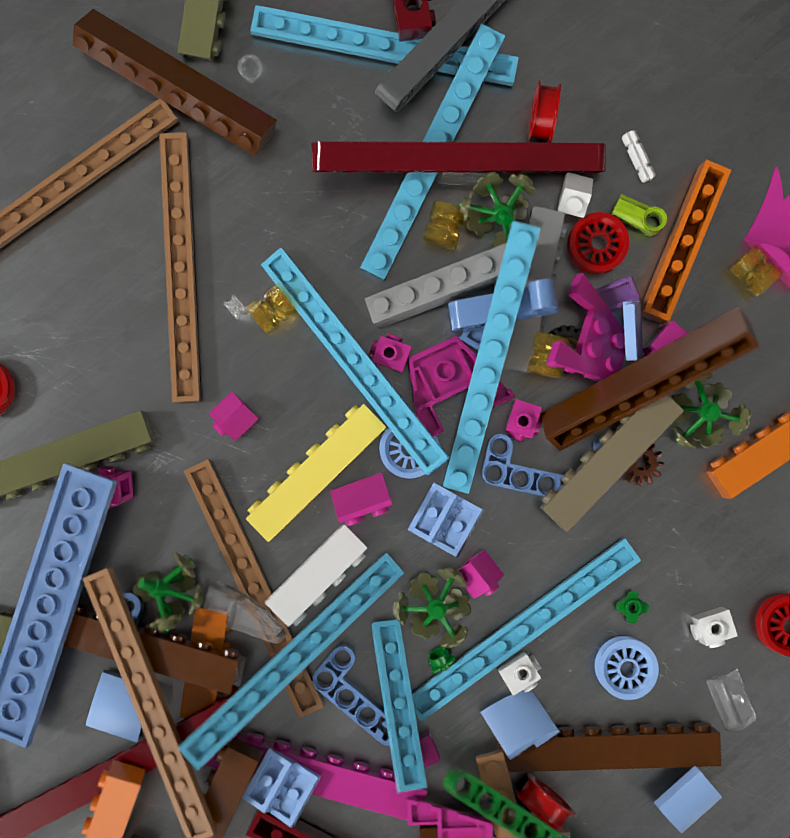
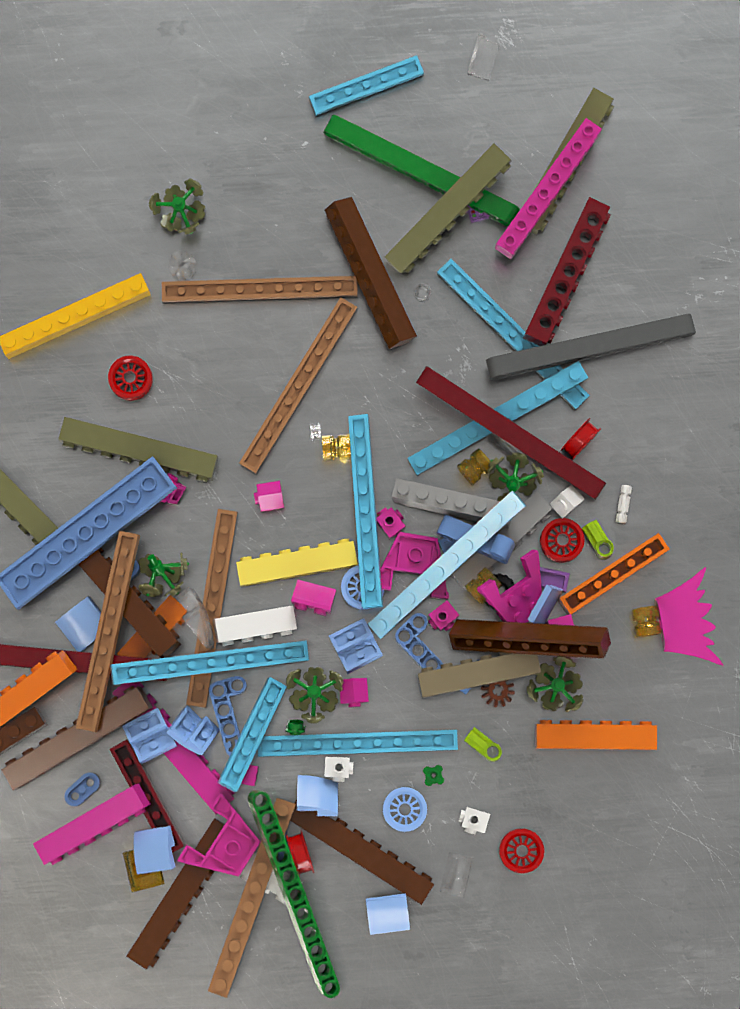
camera: 35 degrees right, 5 degrees down
(327, 745) = (192, 731): none -> light blue slope
(665, 535) = (482, 743): none -> lime piece

